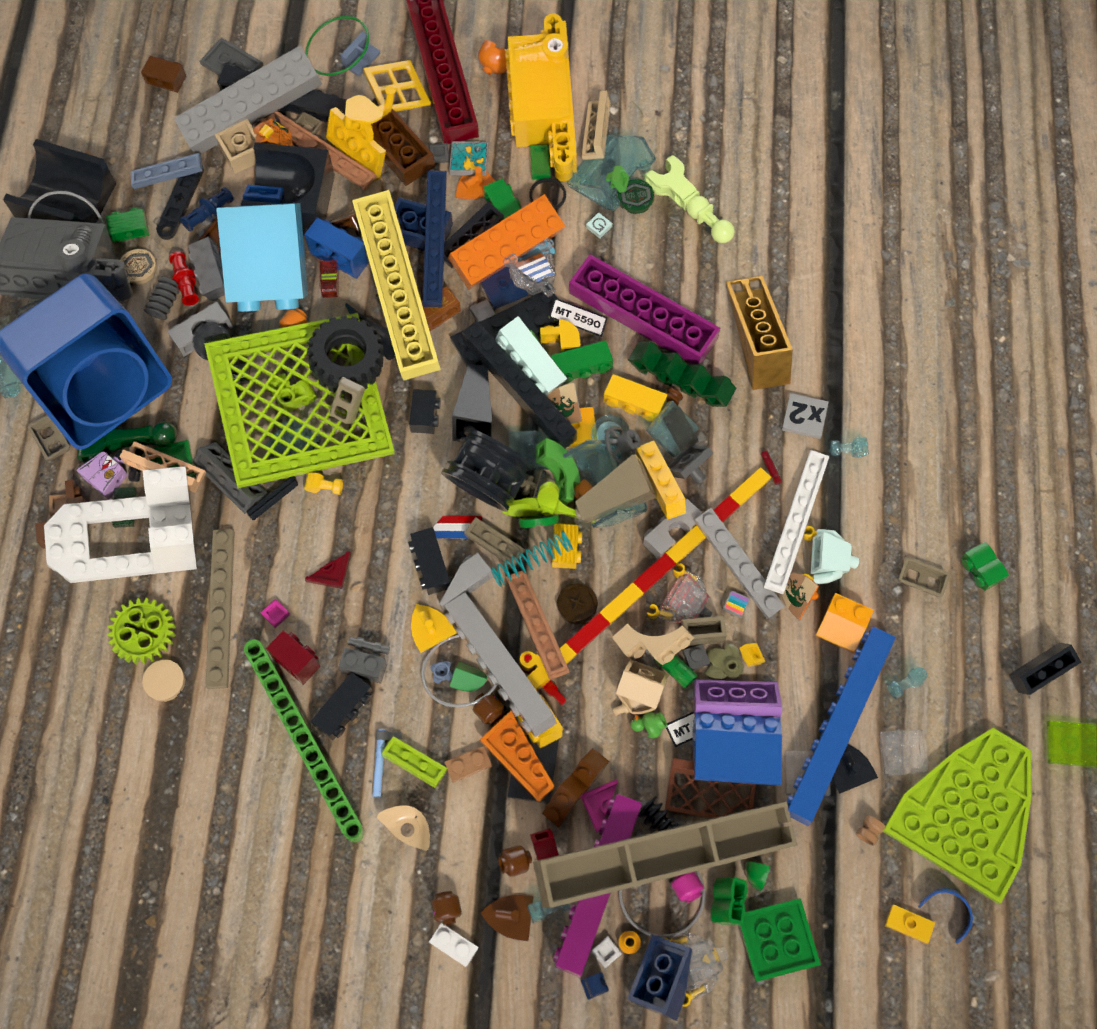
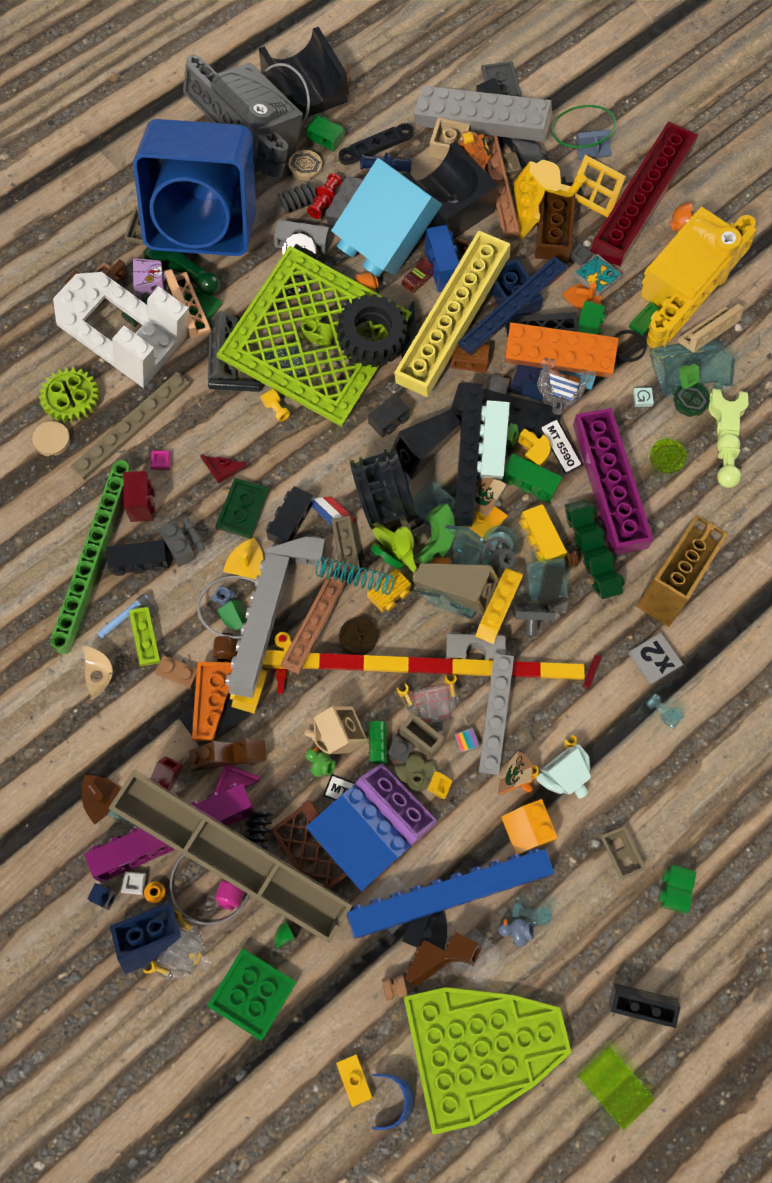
camera: 40 degrees right, 0 degrees up
(163, 74) = (449, 54): reddish brown brick -> none
(166, 171) = (385, 118): sand blue tile -> none
(263, 194) = (429, 182): blue tile -> none
(352, 407) = (340, 368): dark tan piece -> none
(383, 589) = (242, 508): none -> dark green tile
(446, 908) = (64, 749): reddish brown head -> none
(453, 945) = (46, 778): white plate -> none
(514, 861) = (139, 761): reddish brown head -> none
(661, 647) = (376, 718): tan arch -> none
(662, 255) = (668, 456): none -> clear neon green tile
(729, 901) = (246, 932): green brick -> none
(796, 522) = (568, 725): white tile -> none
(875, 782) = (431, 958): none -> reddish brown arch
(914, 701) = (521, 931): none -> sand blue animal

